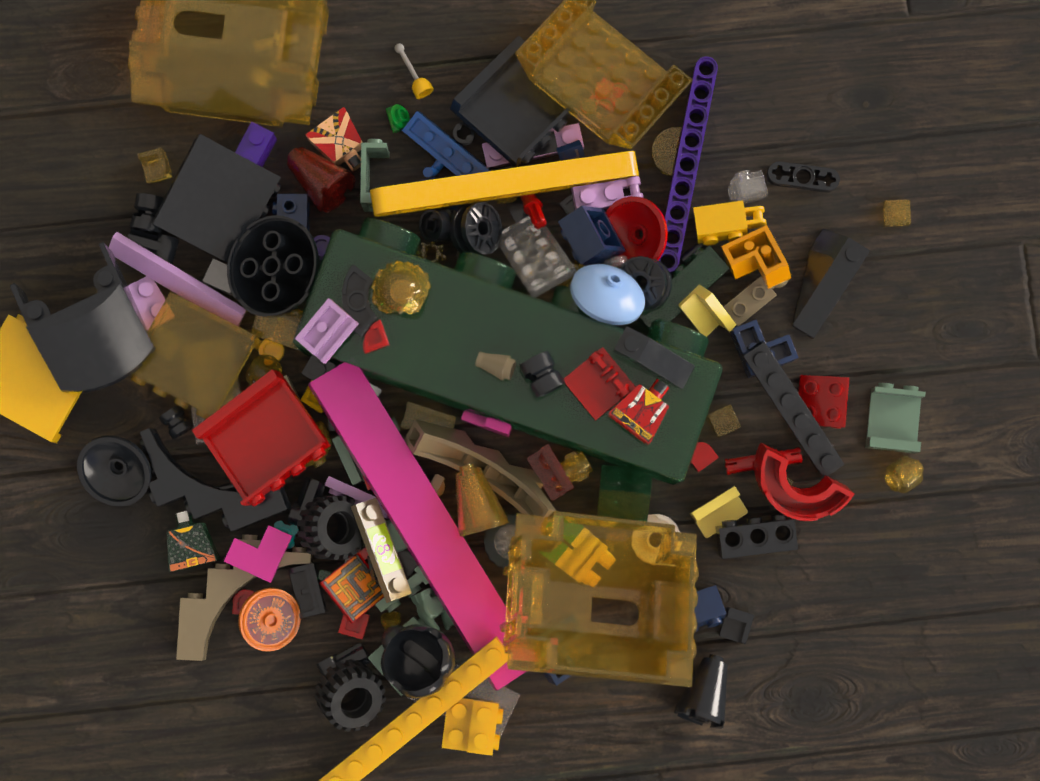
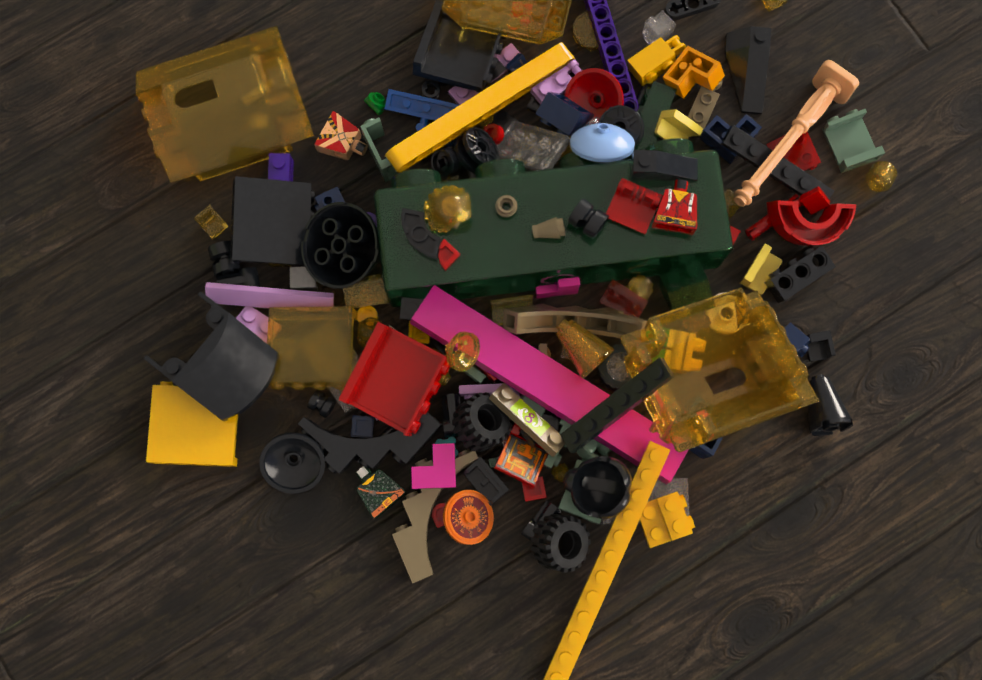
camera: 25 degrees left, 5 degrees down
(207, 467) = (362, 426): none -> dark blue tile
(320, 178) = (341, 171): clear red cone -> none
(326, 330) = (408, 266): lavender plate -> none
(347, 450) = (467, 351): none -> clear yellow piece
(421, 86) = (382, 71): hinge -> none
(464, 308) = (506, 199): none -> dark tan plate
(475, 585) = (617, 405): none -> black plate
(508, 215) = (495, 132): none -> red tile
(533, 207) = (511, 117): red axle -> none
(815, 465) = (815, 200): none -> red tile
(904, 348) = (832, 84): none -> light nougat piece

